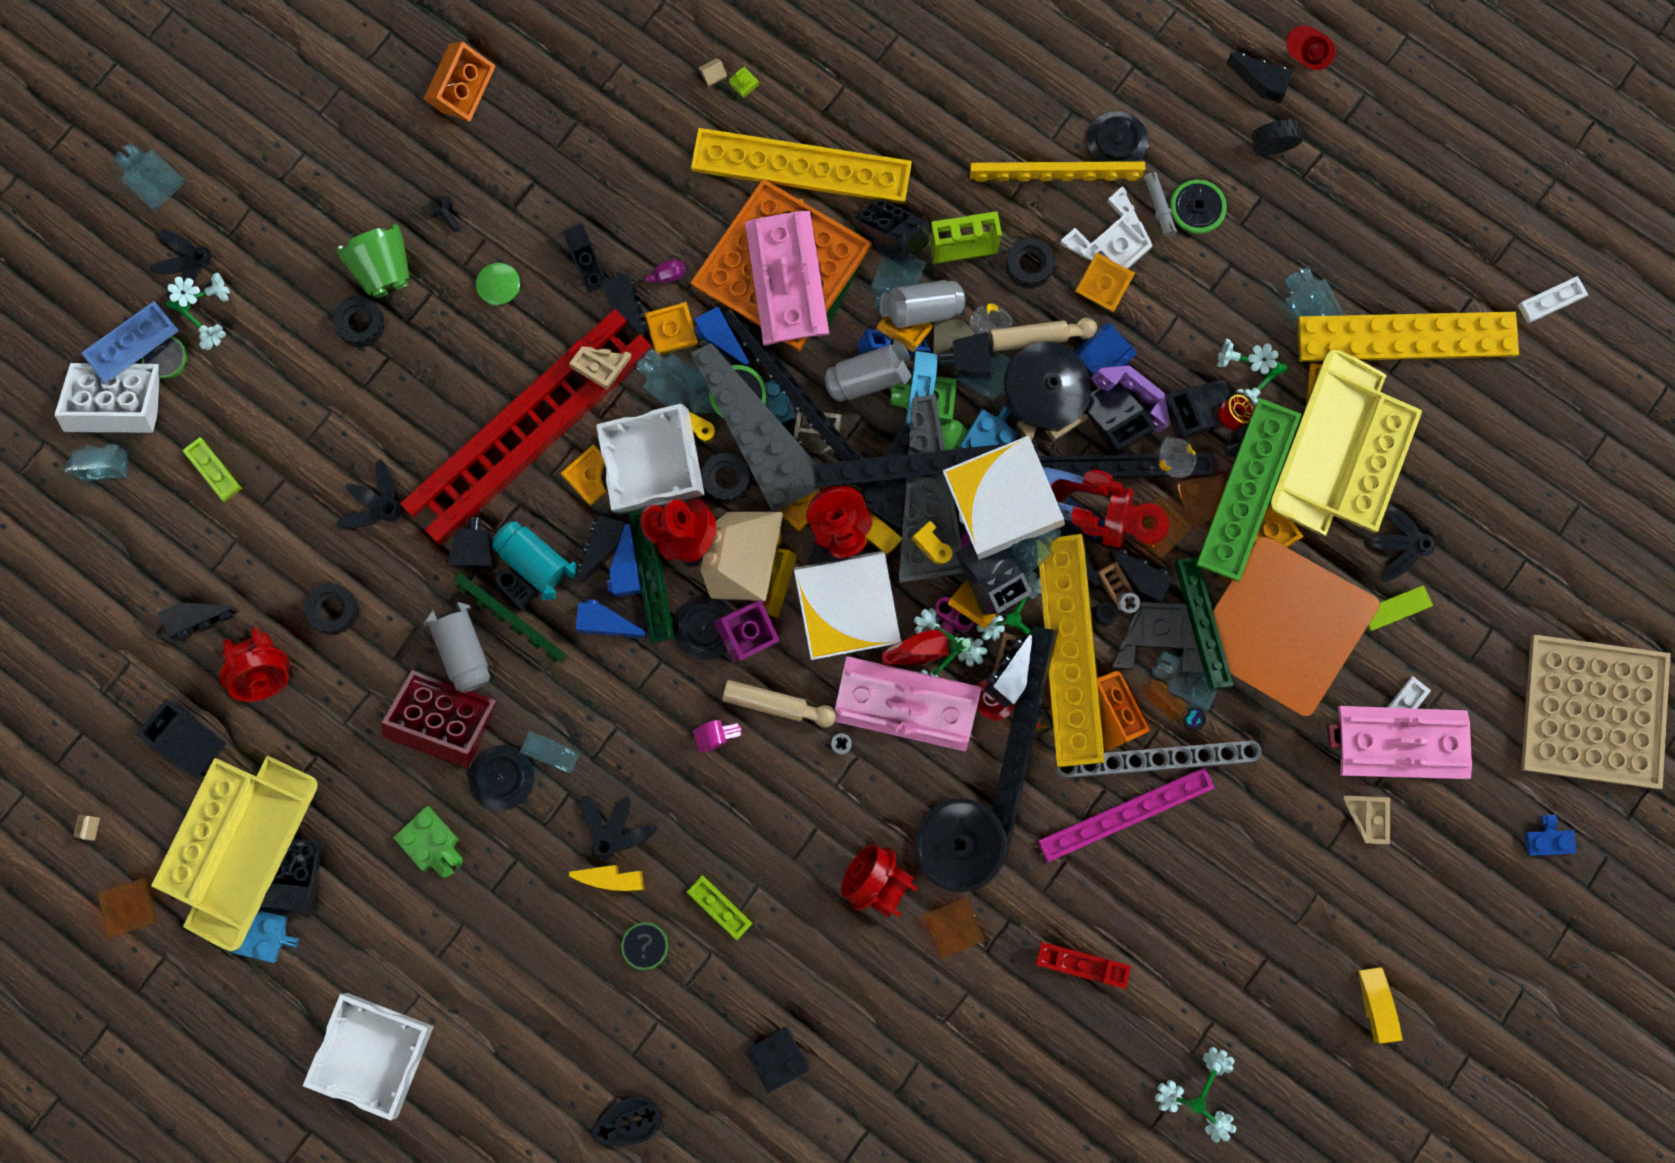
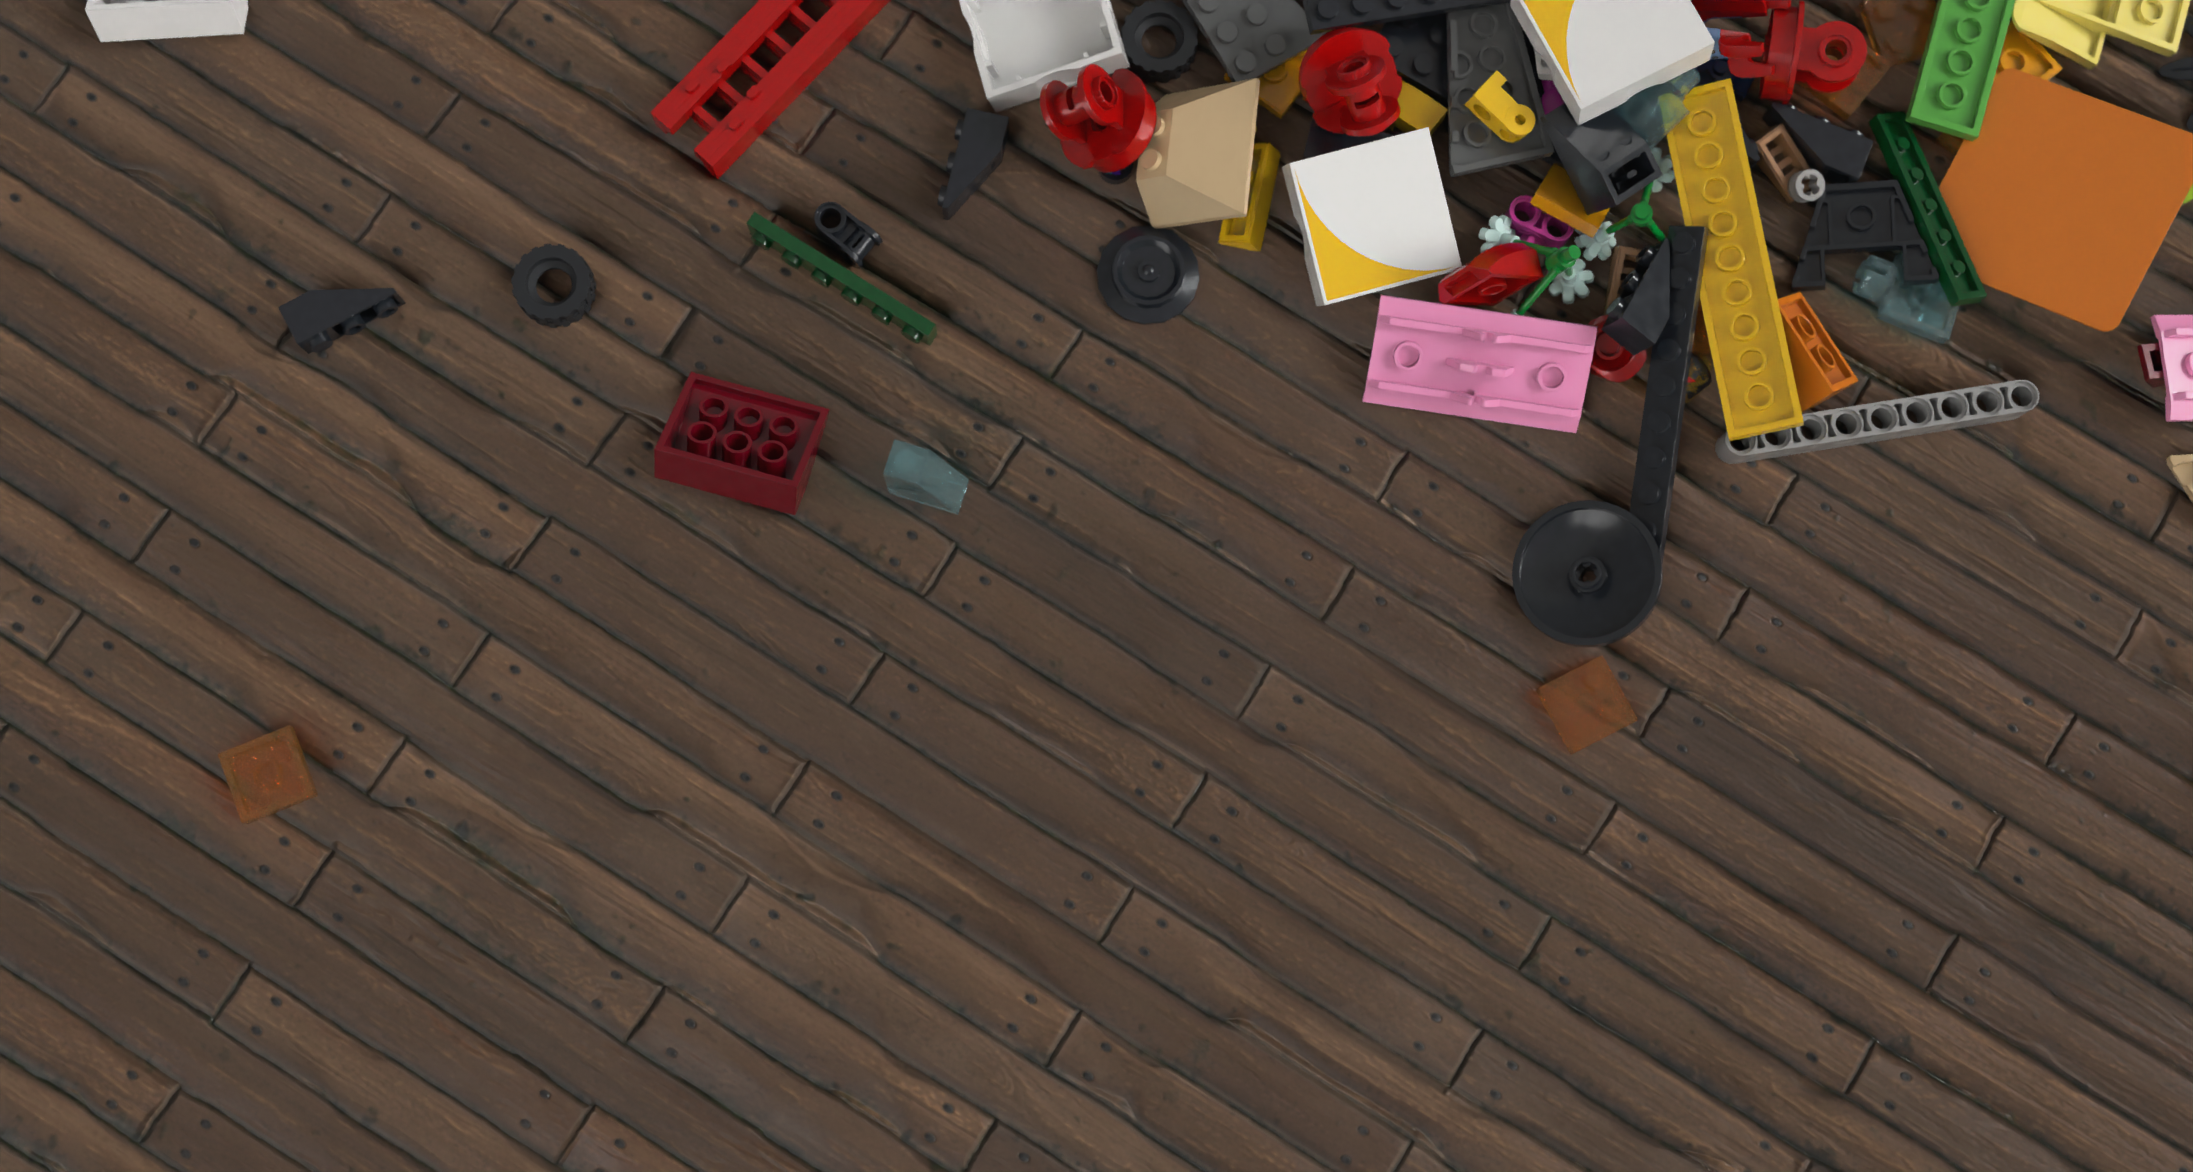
camera: 10 degrees left, 0 degrees up
(86, 827) = (190, 654): tan slope -> none
(98, 463) = (161, 86): clear light blue slope -> none
(181, 738) = (332, 501): black slope -> none
(212, 469) = (343, 85): lime tile -> none
(234, 846) = (433, 663): light yellow slope -> none
(253, 668) = (441, 383): red piece -> none
(266, 937) = (483, 799): dark azure plate -> none
(296, 881) = (530, 704): black slope -> none
(368, 1056) = (678, 975): white tile -> none
(381, 505) = (618, 123): black plant -> none
(430, 843) = (746, 636): bright green plate -> none
(459, 648) = (765, 329): light grey piece -> none
(472, 547) = (769, 175): black torso -> none
(501, 778) = (848, 528): black piece -> none
(532, 558) = (868, 183): teal piece -> none
(586, 475) = (938, 54): light orange tile -> none
(597, 619) = (985, 272): blue slope -> none
(609, 878) = (1035, 670): yellow slope -> none
(616, 822) = (1029, 606): black plant -> none
(624, 570) = (1014, 193): blue slope -> none
(637, 1133) = (1119, 1063): black piece -> none
(644, 946) = (1102, 770): black tile -> none
(651, 582) = (1057, 202): dark green plate -> none
(713, 735) = (1180, 433): dark pink beam -> none
(719, 908) = (1214, 702): lime tile -> none
(746, 631) = (1217, 268): magenta brick -> none
(777, 704) = (1274, 380): tan piece -> none
(777, 1059) = (1332, 928): black brick -> none
(848, 744) = (1370, 432): light grey bush -> none
(875, 881) = (1462, 637): red piece -> none
(1083, 965) = (1796, 746): red slope -> none
(1106, 613) = (1773, 207): black tile -> none
(1125, 814) = (1834, 511): dark pink tile -> none
(1170, 1096) = (1957, 935): light aqua plant -> none
(1172, 707) = (1882, 328): clear orange plate -> none
(1194, 719) = (1924, 357): black tile -> none

